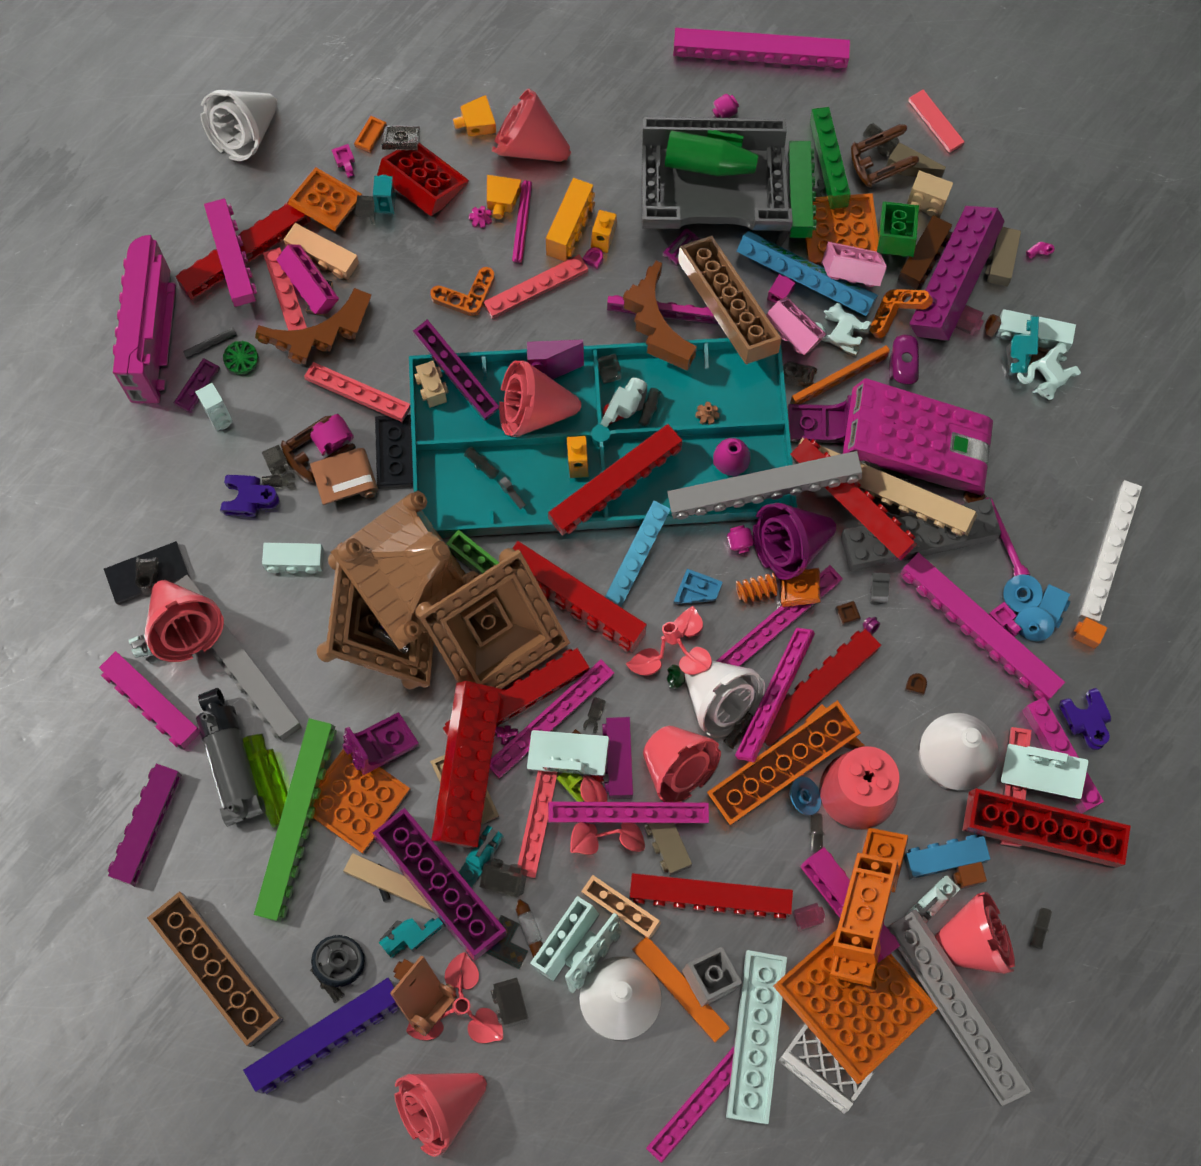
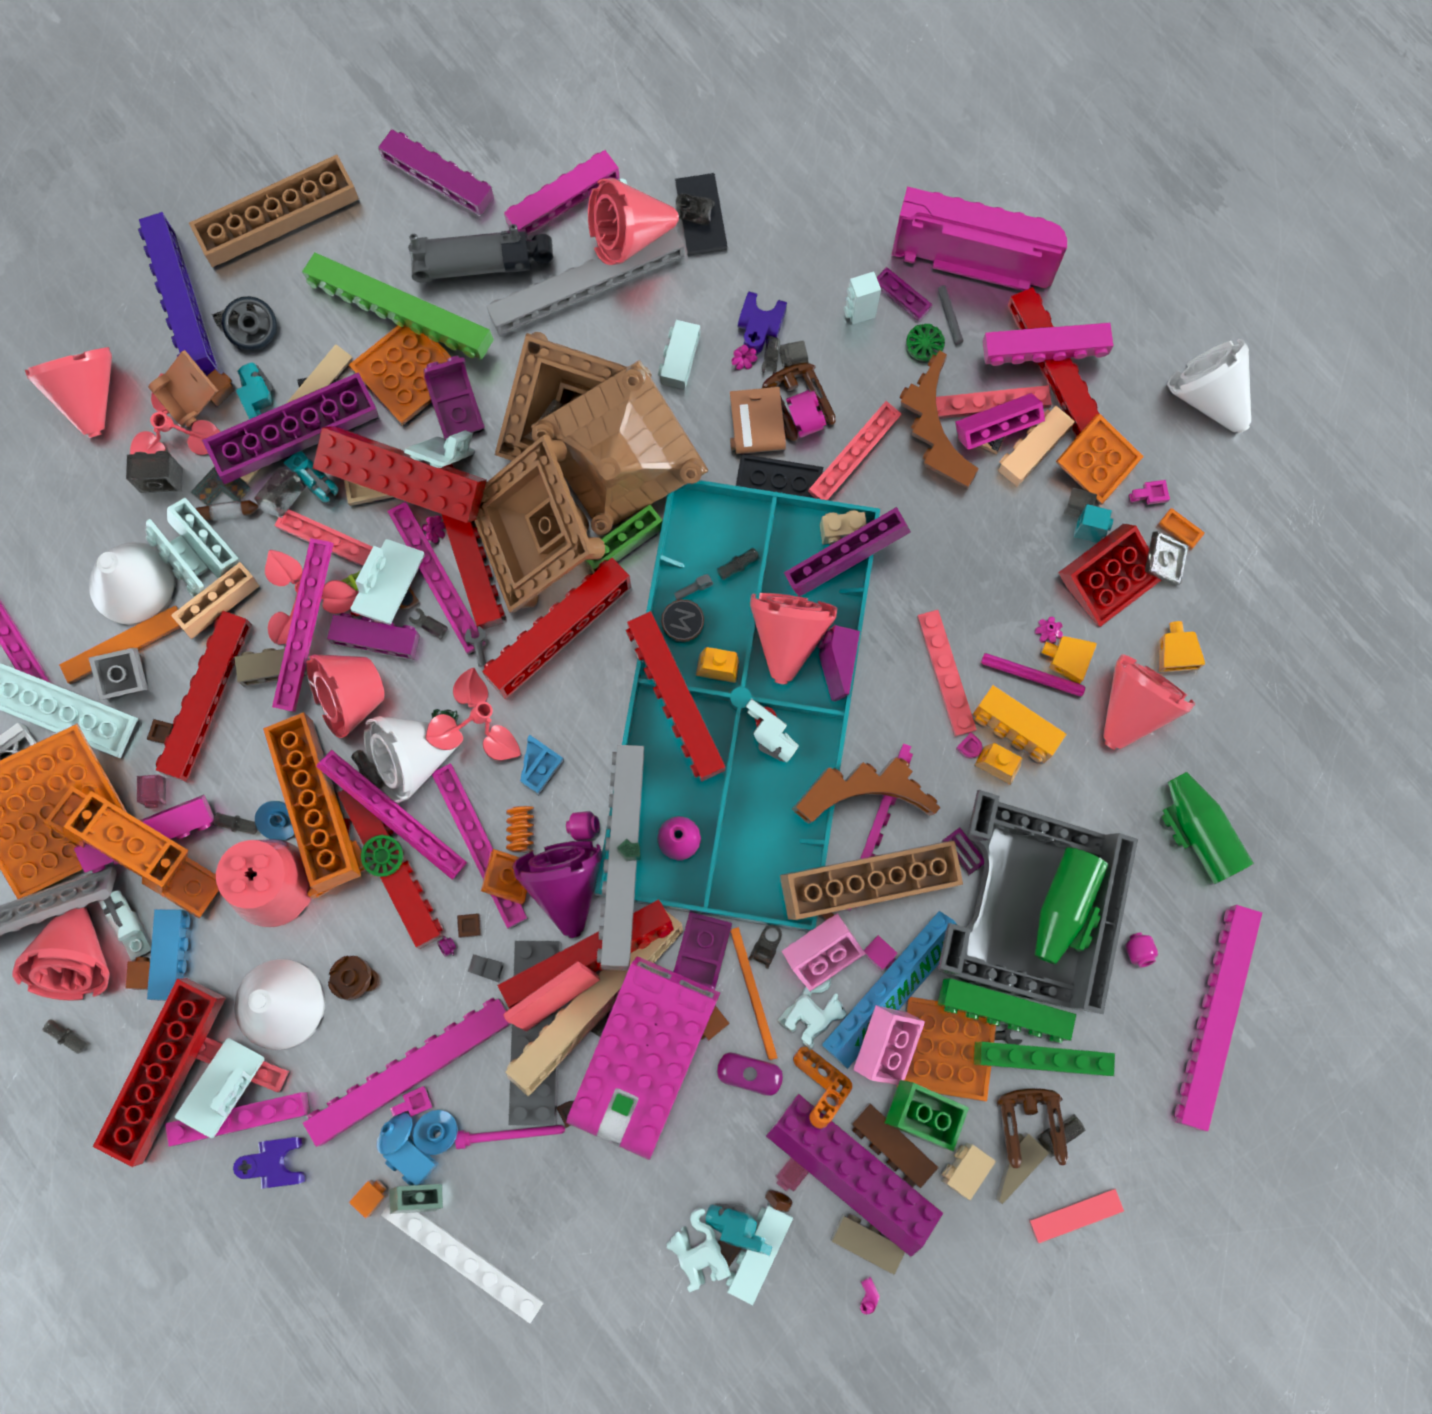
camera: 105 degrees right, 5 degrees up
(267, 777) = (457, 289): clear neon green wedge -> none
(283, 503) = (743, 357): none -> dark pink plant
(435, 732) = (442, 452): none -> light aqua bracket
(466, 300) = (944, 592): orange beam -> none
(543, 495) = (682, 620): none -> black tile
(605, 663) = (477, 643): none -> dark grey bar
(609, 368) = (817, 725): clear smoke panel -> none
(618, 76) = (1205, 827): none -> green piece
(637, 553) = (588, 703): medium azure plate -> none
(649, 407) = (761, 760): clear smoke pin -> none
(707, 413) = (741, 831): nougat plant -> none
(752, 927) = (159, 731): none -> reddish brown tile
(762, 474) = (629, 850): none -> clear green piece
(813, 692) = (381, 856): none -> green wheel
(895, 512) = (551, 996): none -> coral tile
(920, 697) = (349, 977): none -> reddish brown tile
(1080, 591) = (416, 1198): none -> sand green brick

